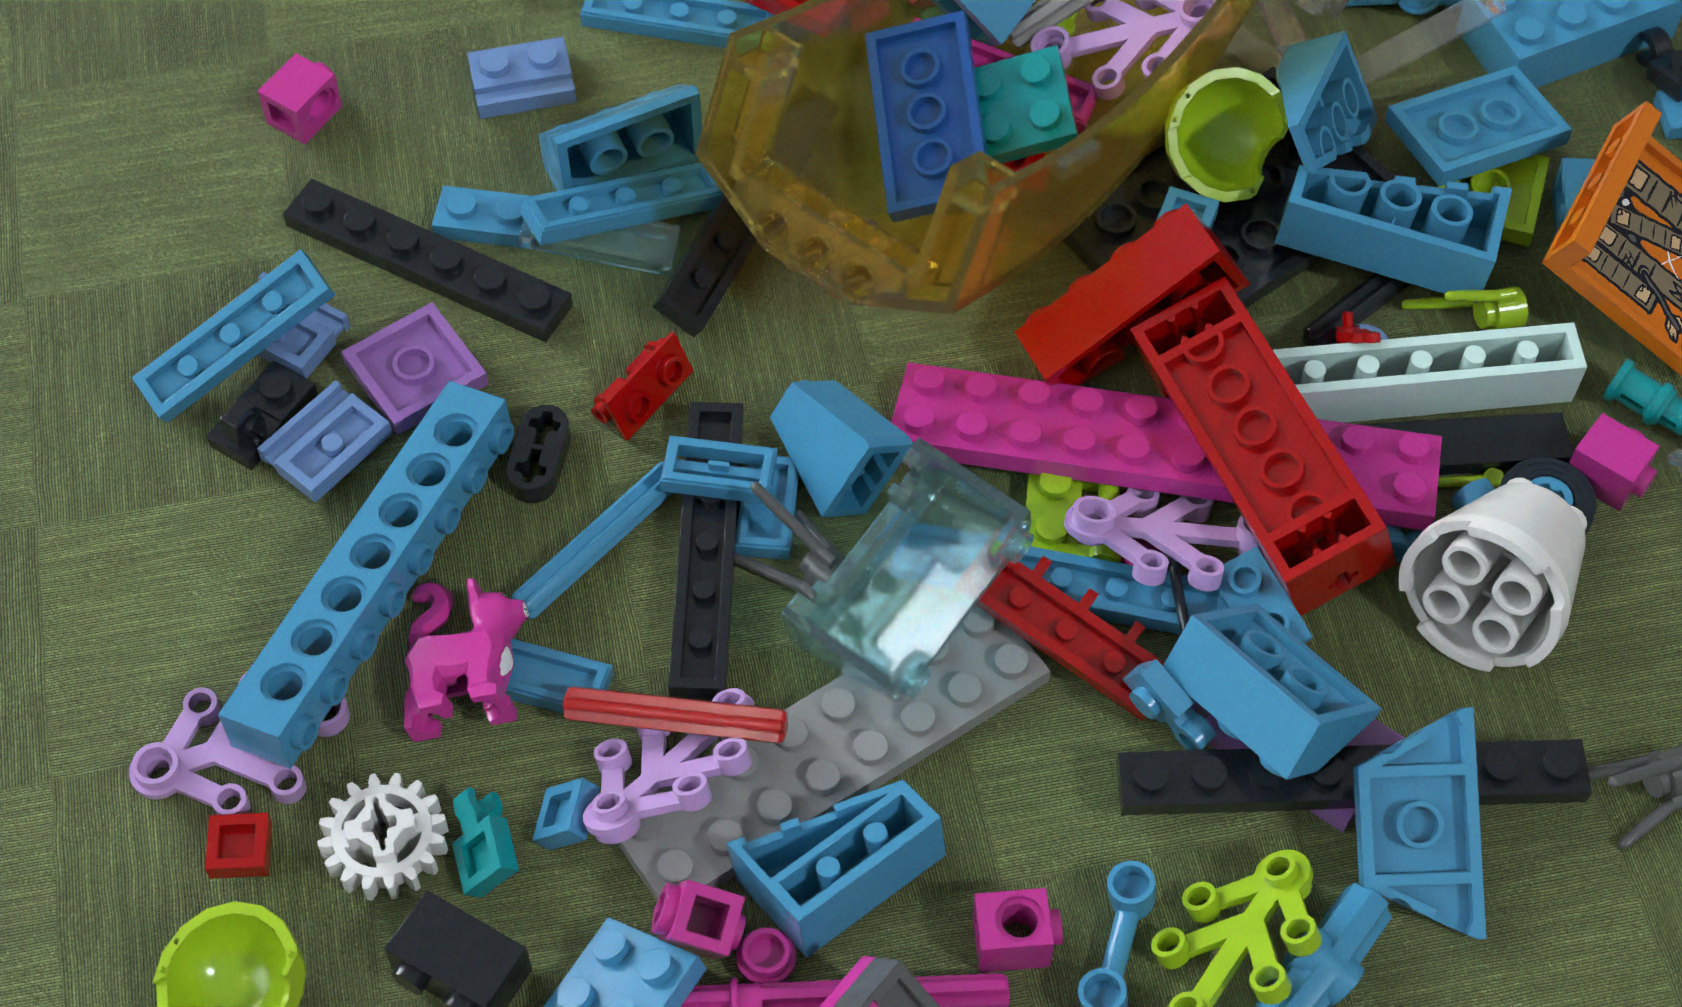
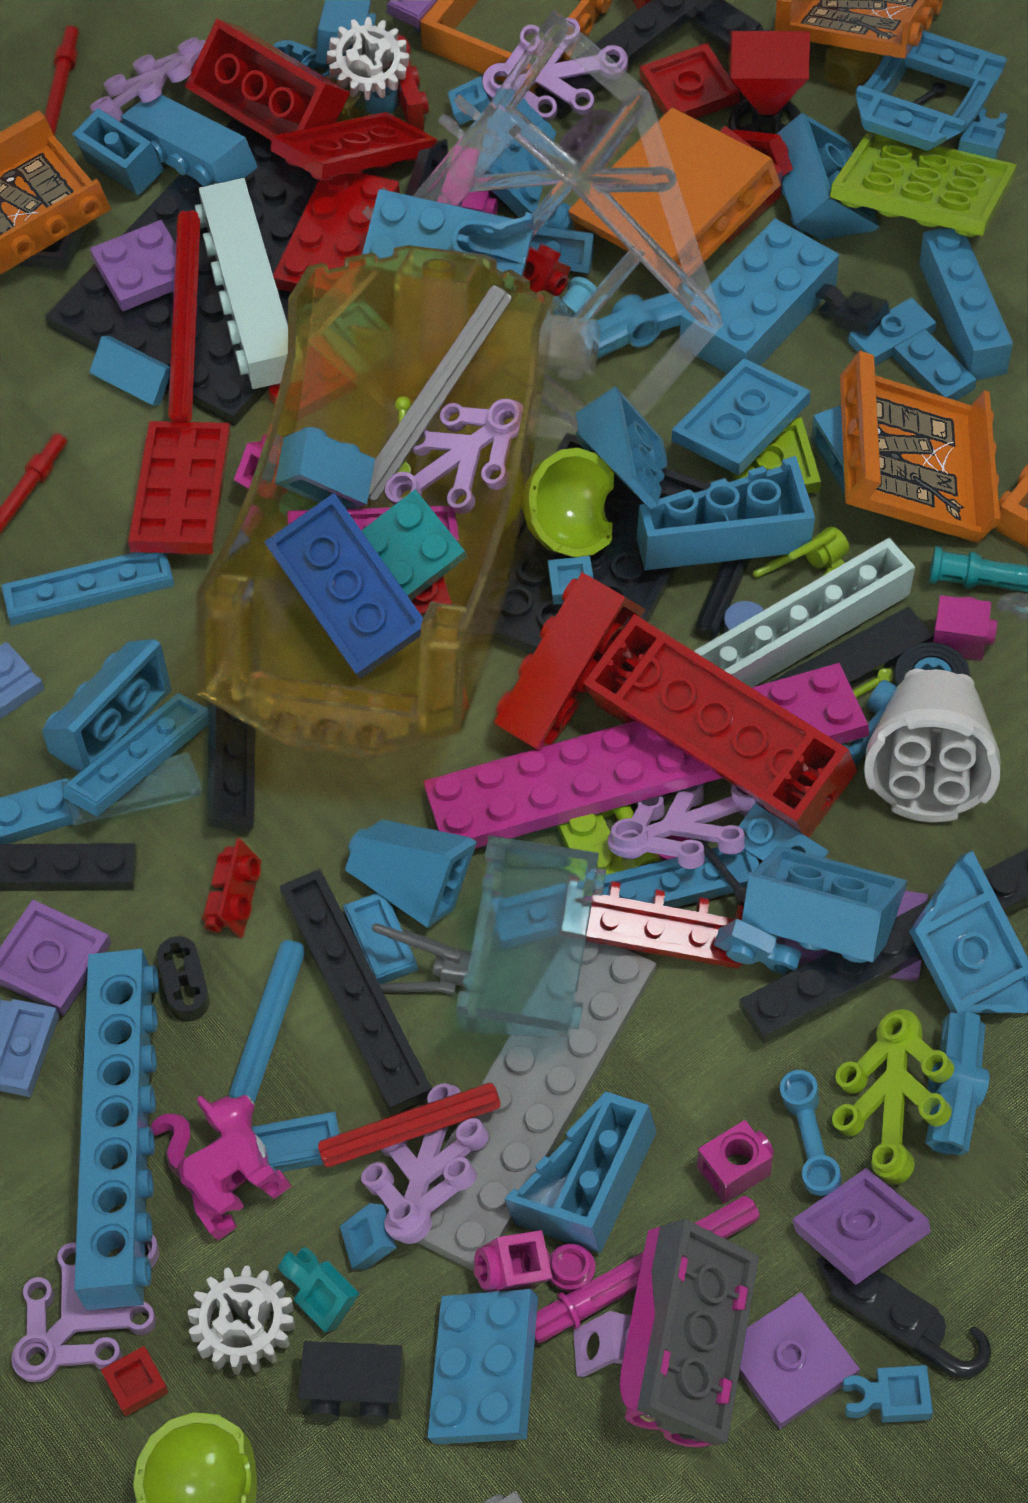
camera: 25 degrees left, 0 degrees up
(717, 477) = (334, 934): dark azure tile -> none
(1352, 333) = (733, 615): red piece -> none

